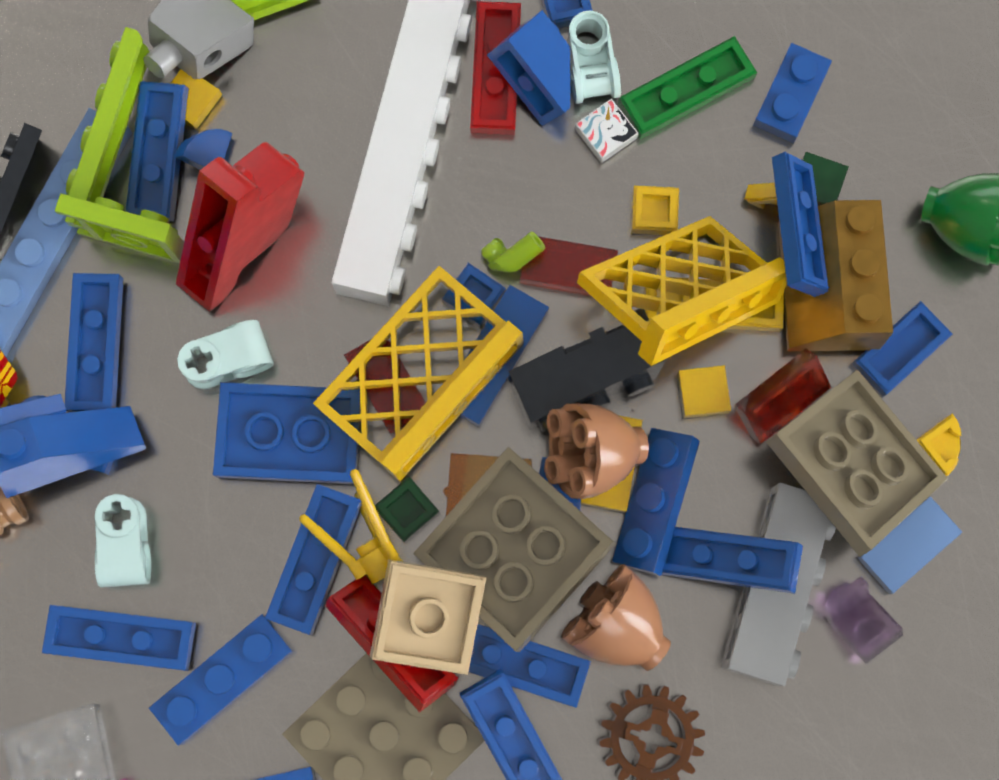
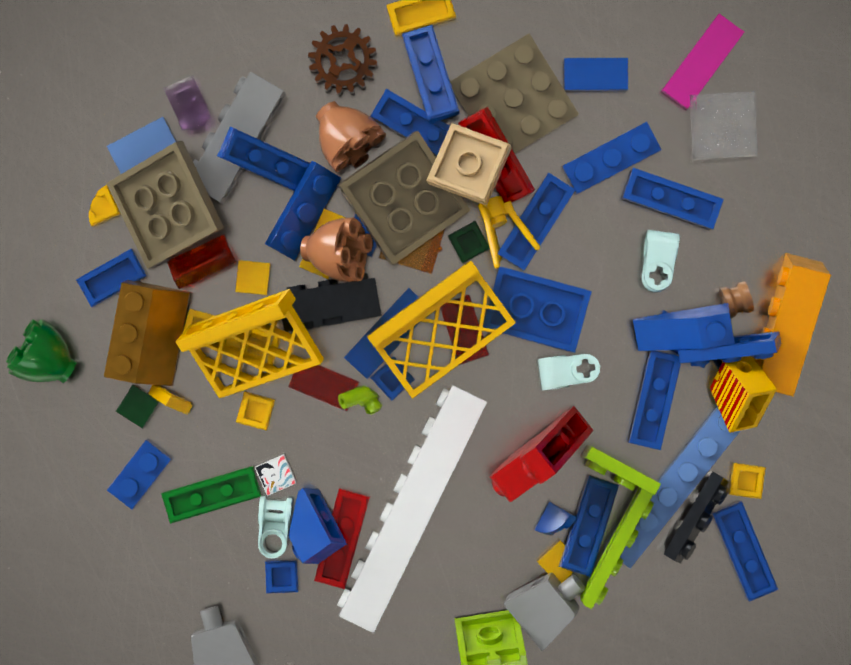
camera: 170 degrees left, 10 degrees up
(800, 225) = (162, 372): blue tile -> none

